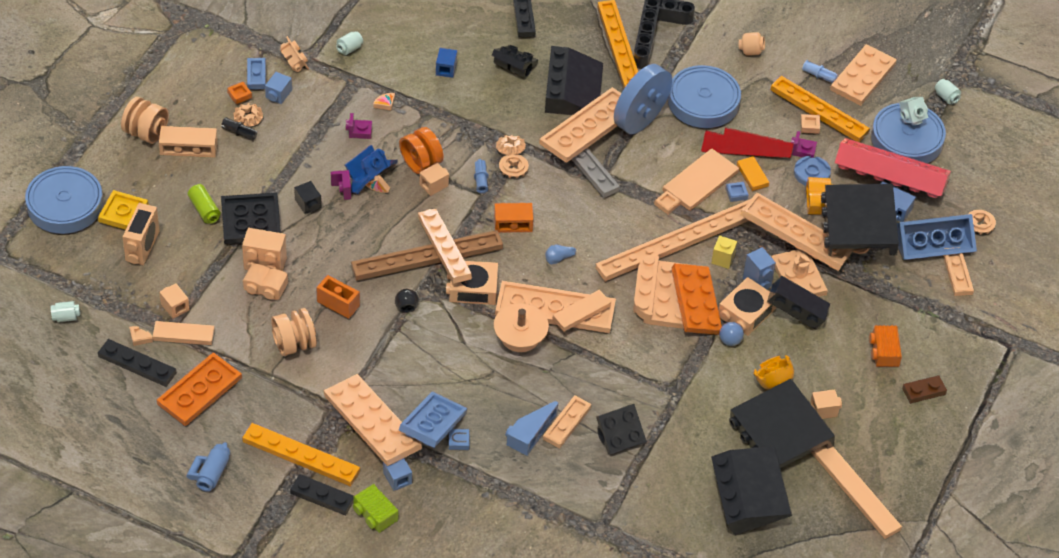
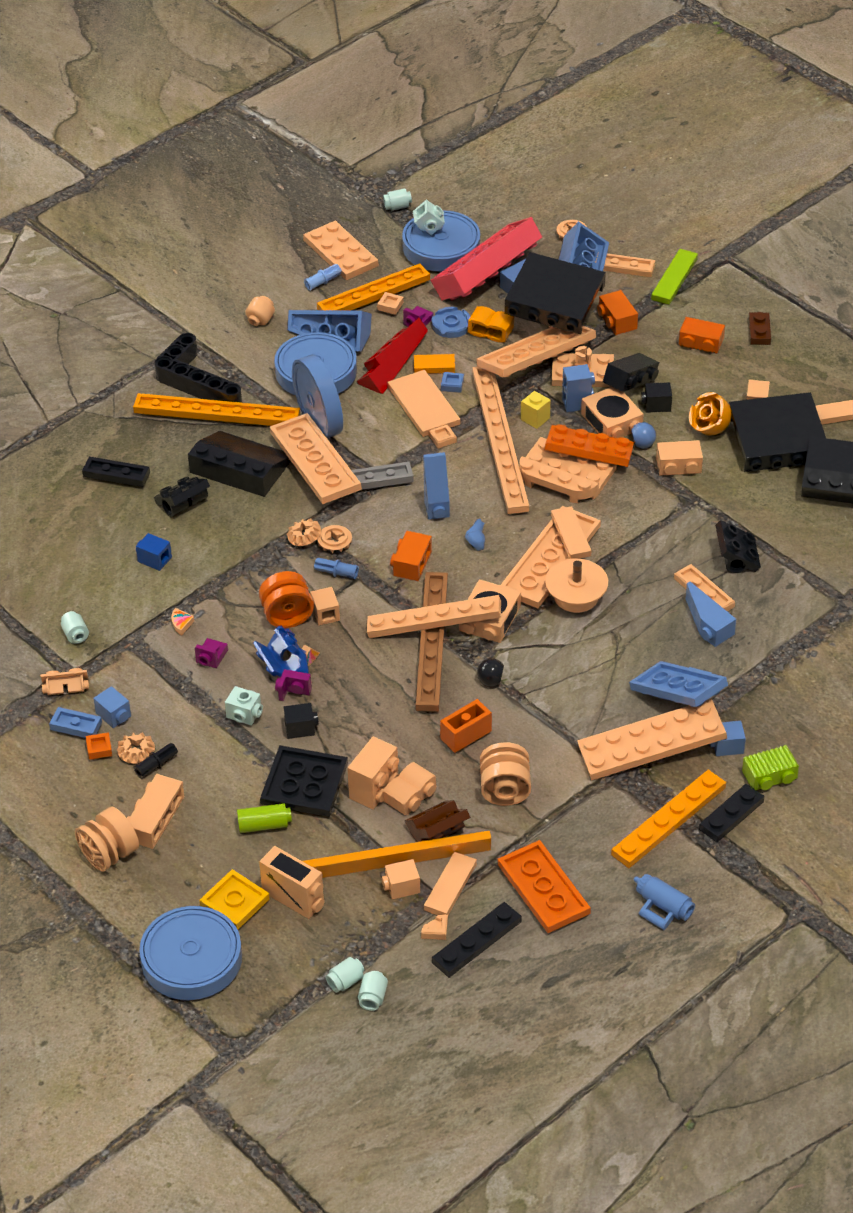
camera: 65 degrees left, 5 degrees down
(74, 292) = (345, 974): none -> light aqua brick
(195, 290) = (417, 851): none -> light orange tile
(236, 306) = (437, 821): none -> reddish brown brick
(306, 163) = (243, 705): none -> light aqua brick
(585, 206) = (436, 486): none -> medium blue slope
(715, 366) = (679, 457): none -> light nougat brick
(759, 97) = (349, 325): none -> medium blue wedge
(785, 333) = (657, 397): none -> black brick
(883, 279) = (617, 312): none -> orange brick
(961, 310) = (674, 276): none -> lime tile

